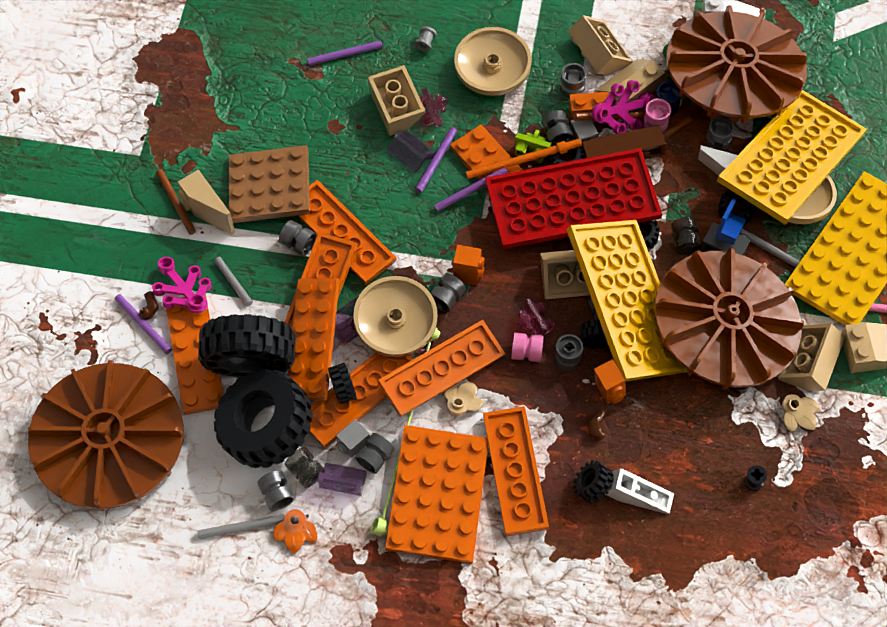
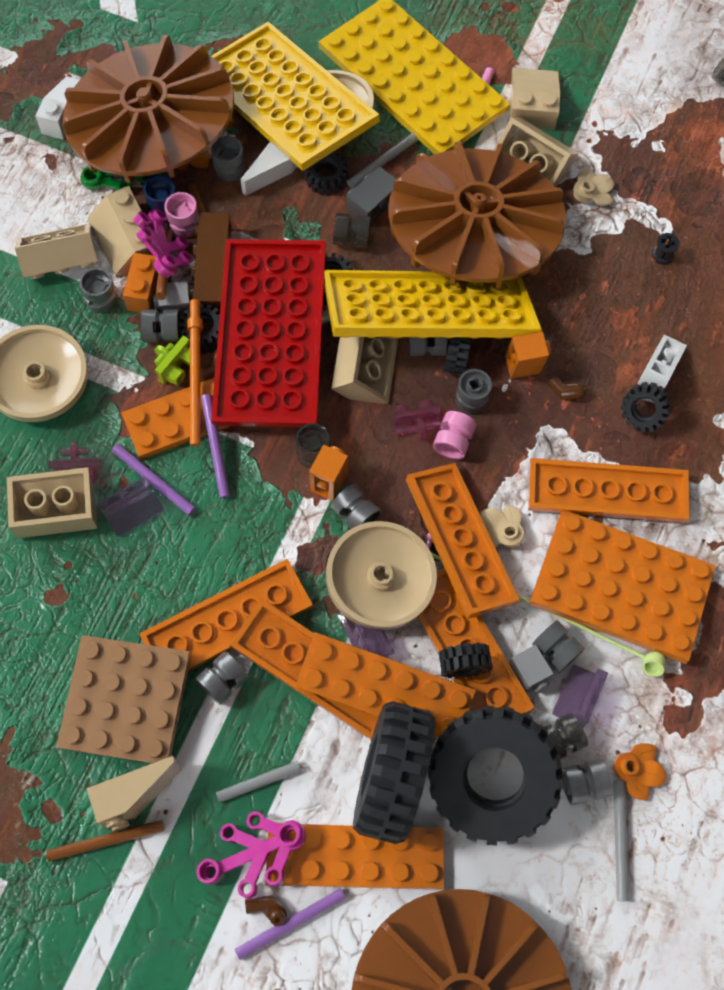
camera: 80 degrees left, 5 degrees up
(491, 250) = (309, 442): none -> clear smoke wheel
(730, 226) = (359, 177): blue panel -> none

